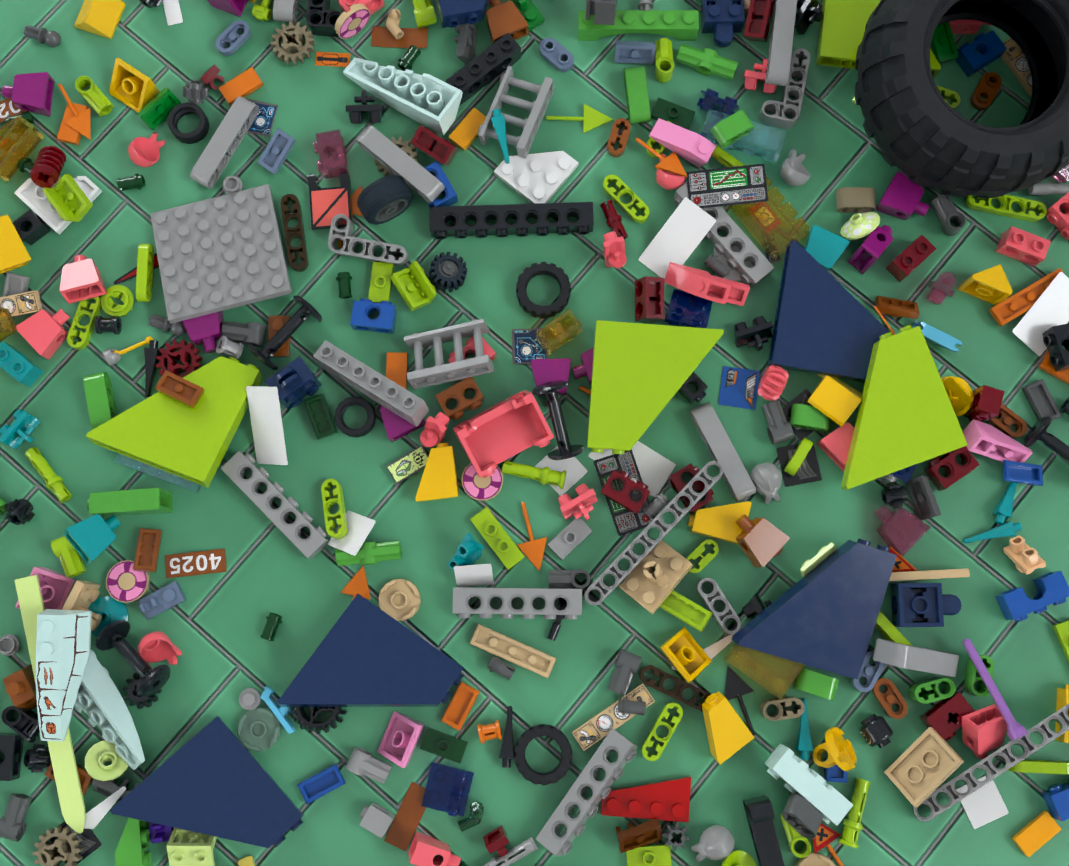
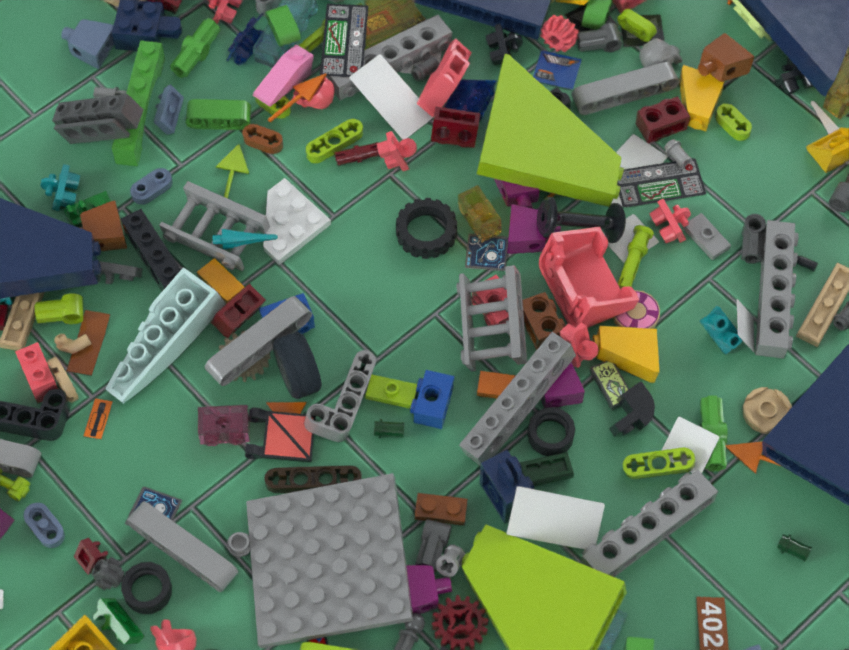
camera: 85 degrees left, 20 degrees down
(179, 389) = (504, 605): dark orange plate -> none
(241, 85) = (110, 524): orange tile -> none
(276, 151) = (208, 484): sand blue plate -> none
(285, 332) = (416, 466): black hose -> none
(293, 41) = (71, 465): dark tan gear -> none
(355, 111) = (178, 374): black hips -> none
(379, 487) = (639, 408): none -> black brick
(409, 58) = (124, 335): dark green pin -> none
(414, 286) = (402, 352): lime bracket -> none
(447, 271) = (391, 316): black wheel -> none
(497, 538) = (702, 304): lime plate -> none
(501, 213) = (333, 321): black brick -> none
(534, 548) = (715, 272): orange piece -> none
(623, 496) = (665, 178): dark red brick -> none
(629, 554) = (709, 139): light grey beam -> none
(656, 576) = (753, 161): tan plate -> none
(664, 60) = (189, 84): lime piece -> none
(672, 112) = (246, 85): dark green plate -> none
(686, 611) = (786, 144): lime plate -> none
(727, 611) = (786, 111): light grey beam -> none

